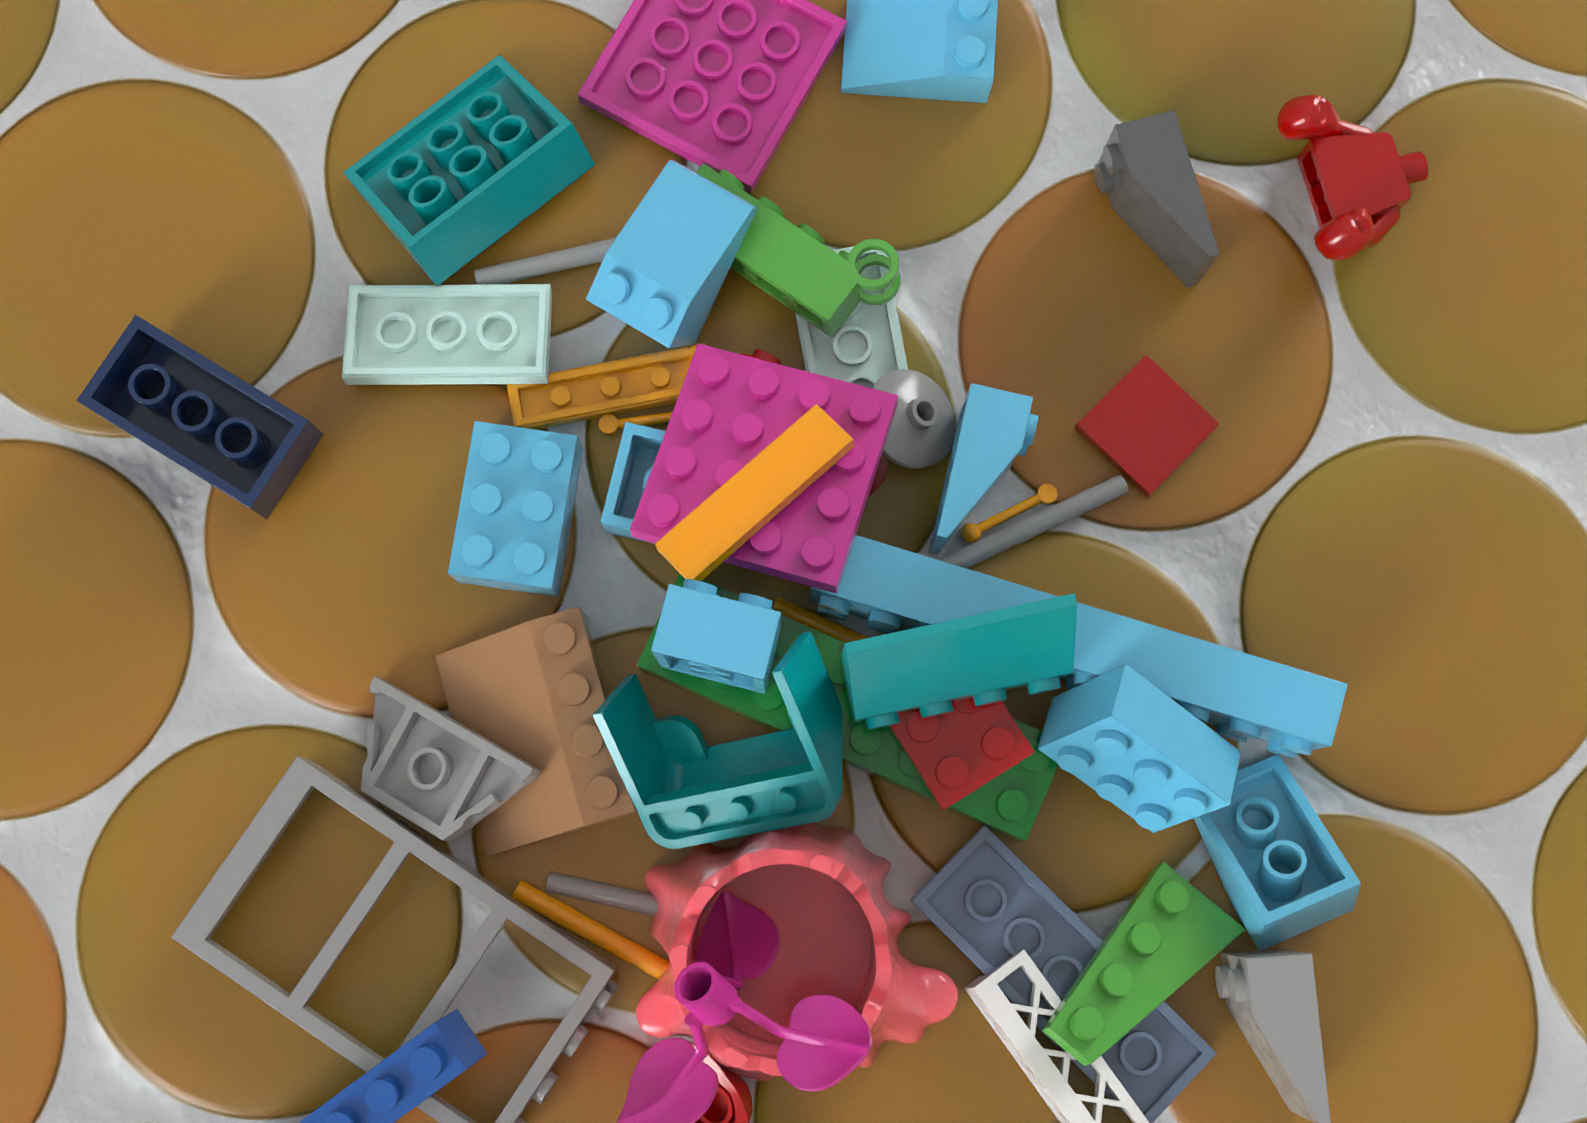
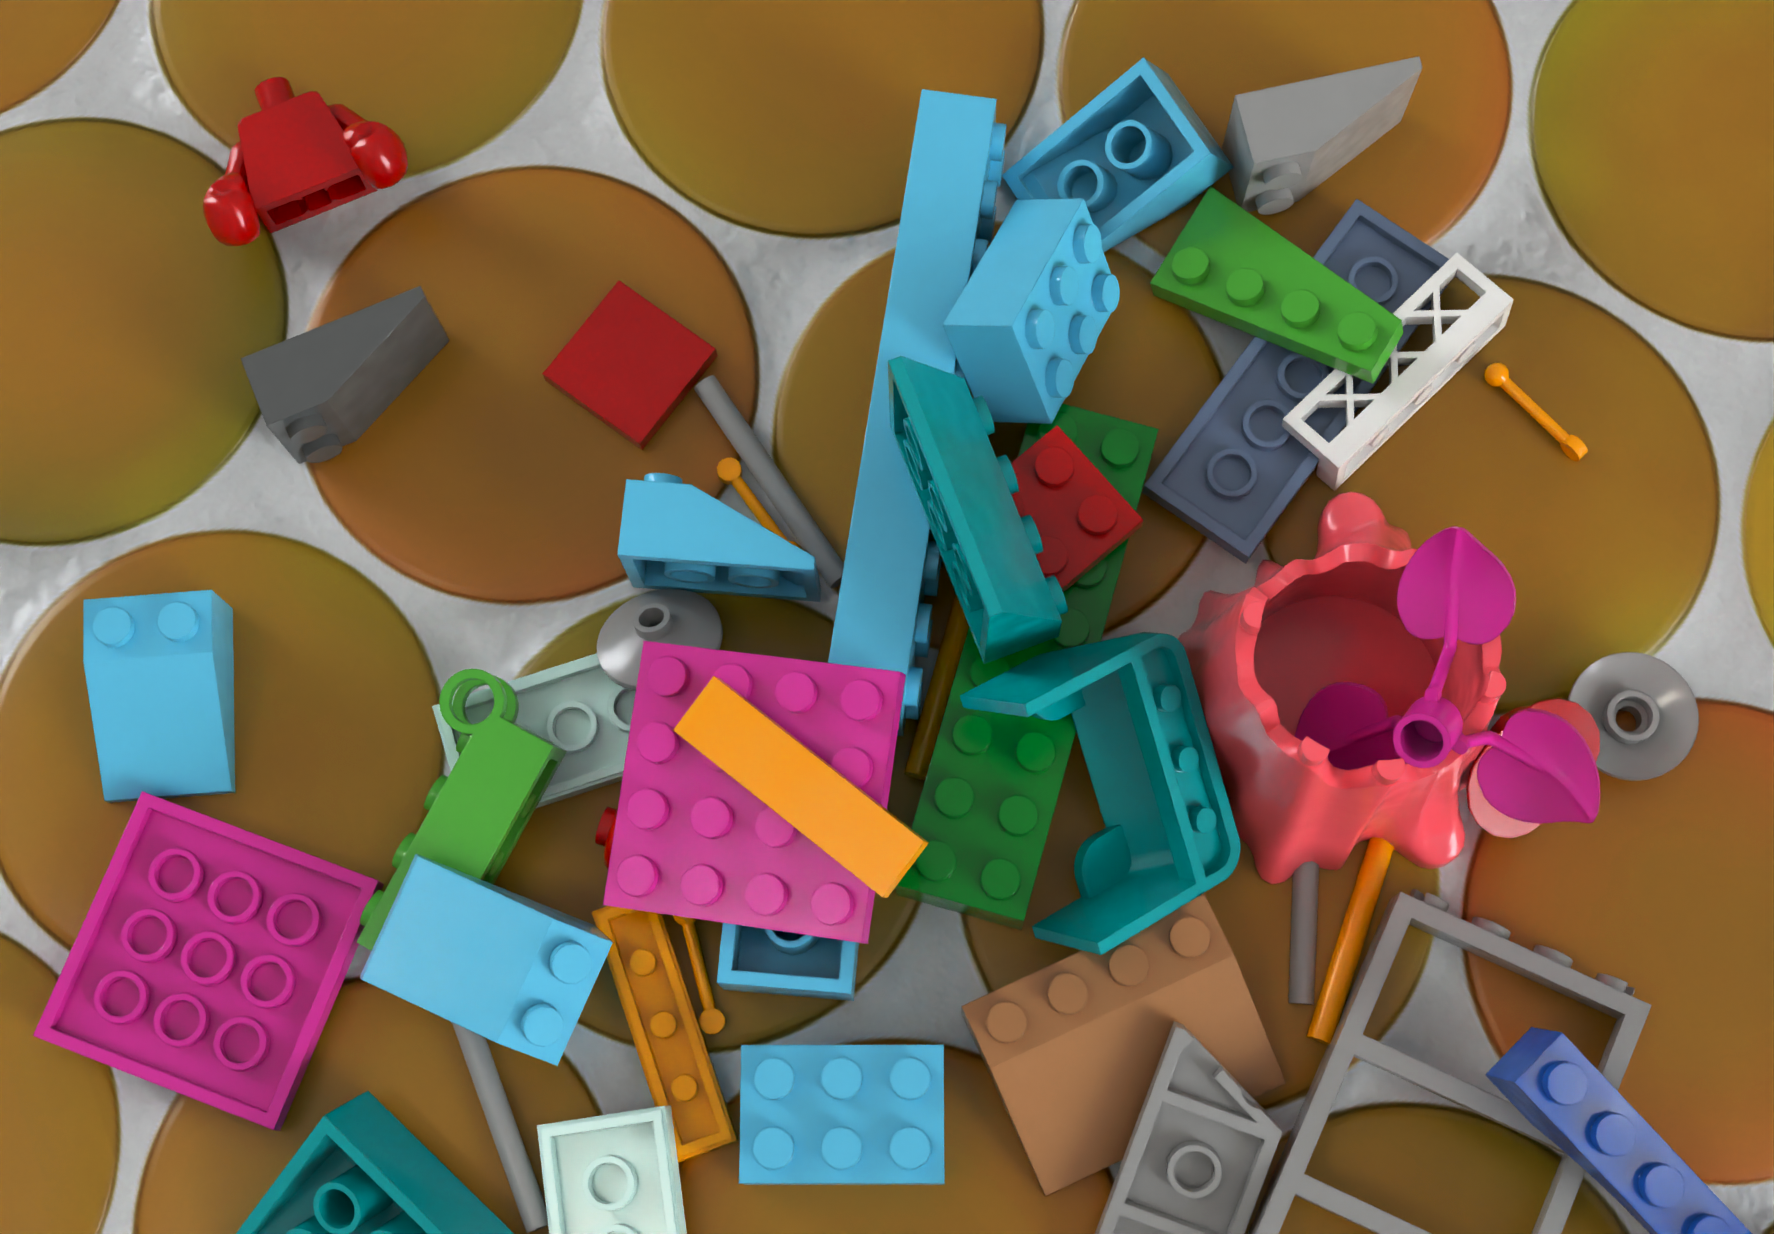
camera: 90 degrees left, 5 degrees down
(717, 635) = (992, 785): medium azure brick -> none

